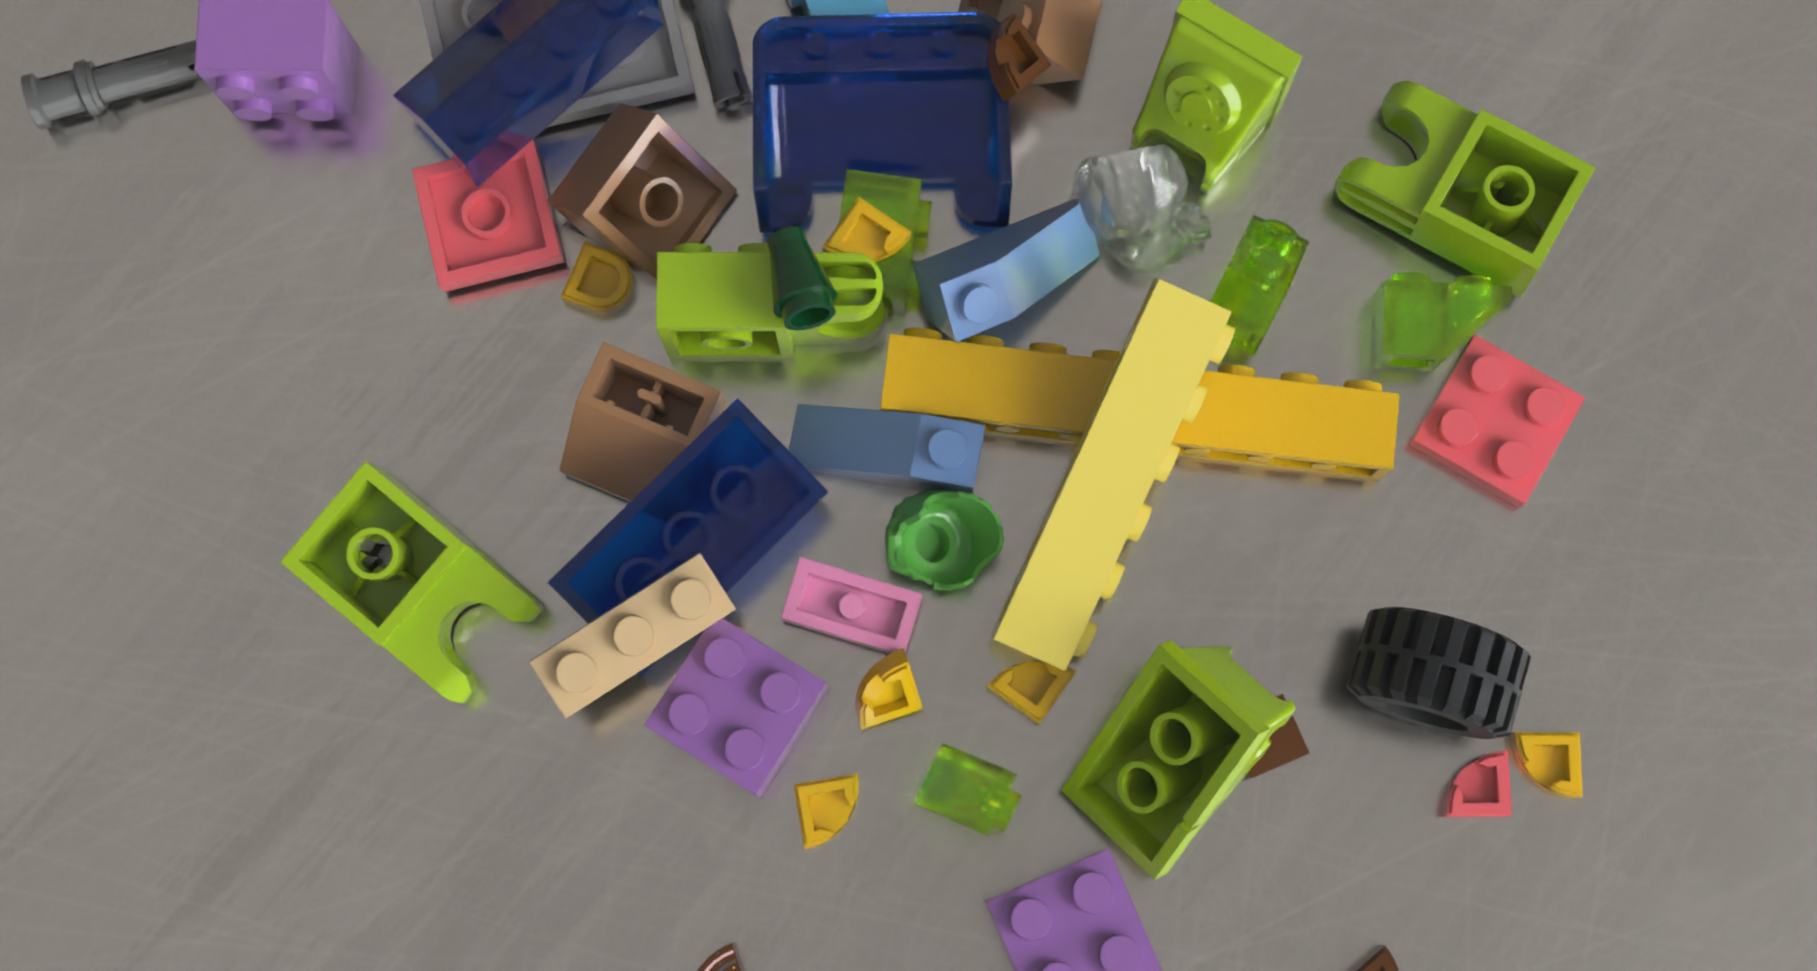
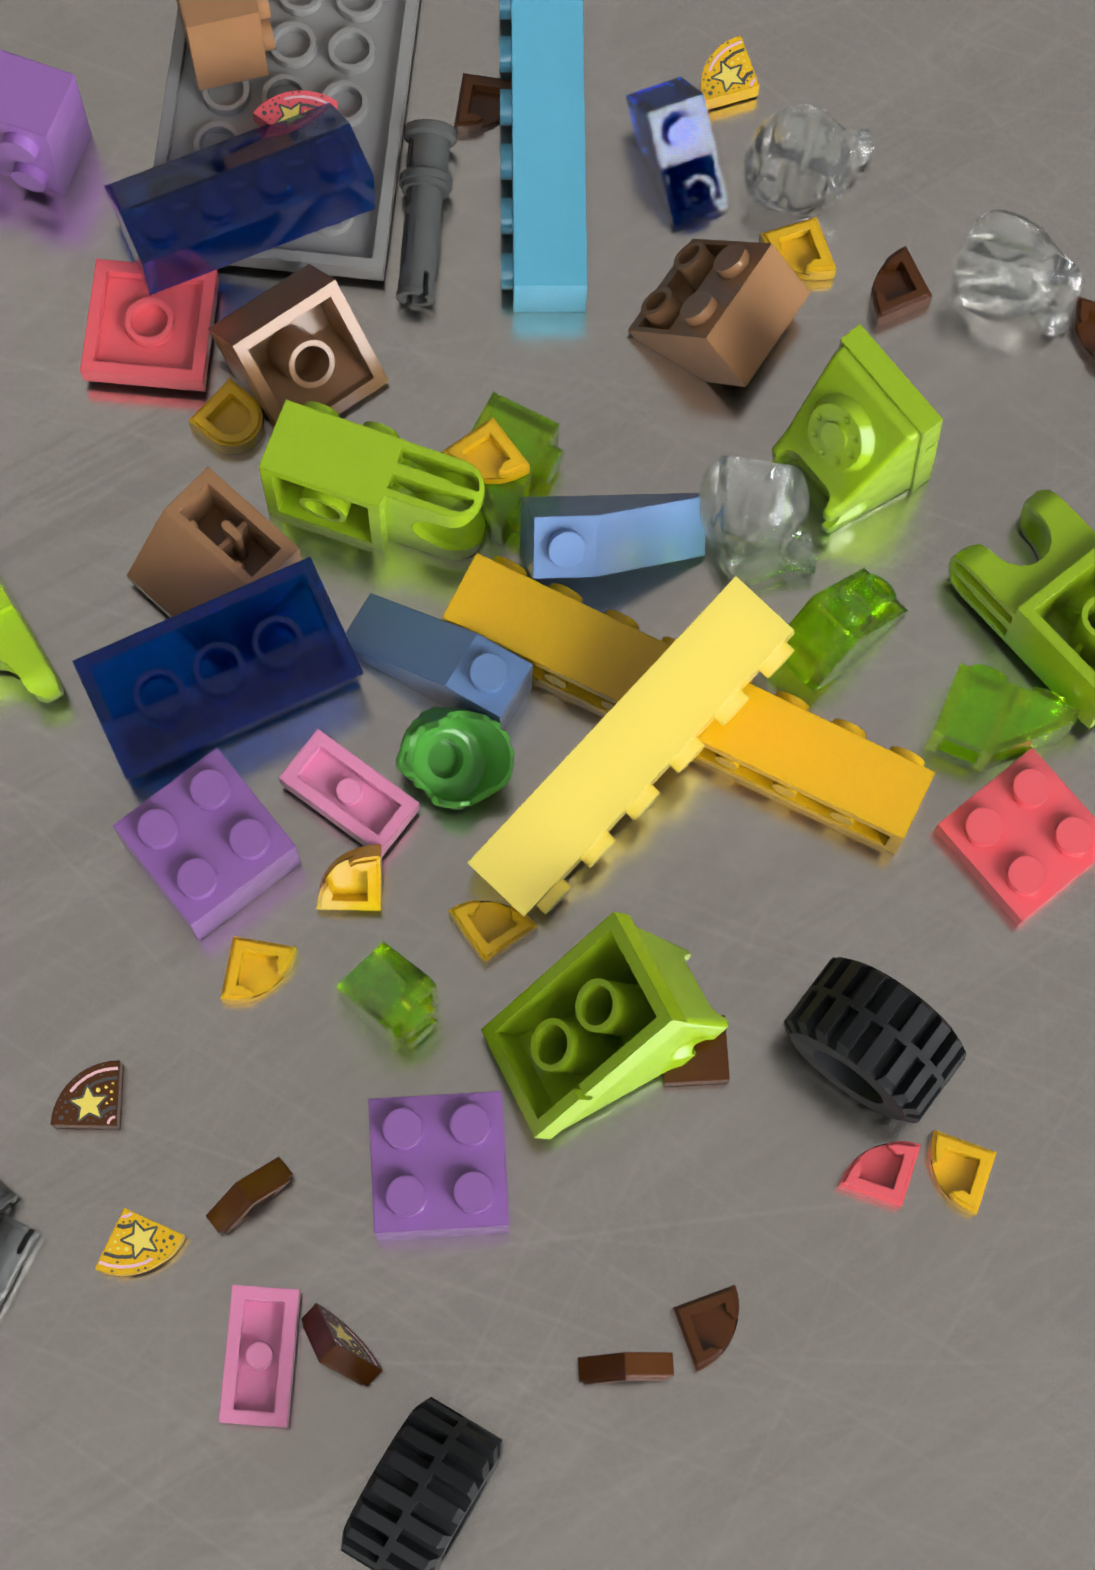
camera: 15 degrees right, 5 degrees down
(632, 635) = (131, 736): tan plate -> none
(799, 283) = (403, 469): dark green cone -> none
(879, 99) = (548, 337): clear blue windscreen -> none
(1013, 57) = (682, 339): reddish brown tile -> none

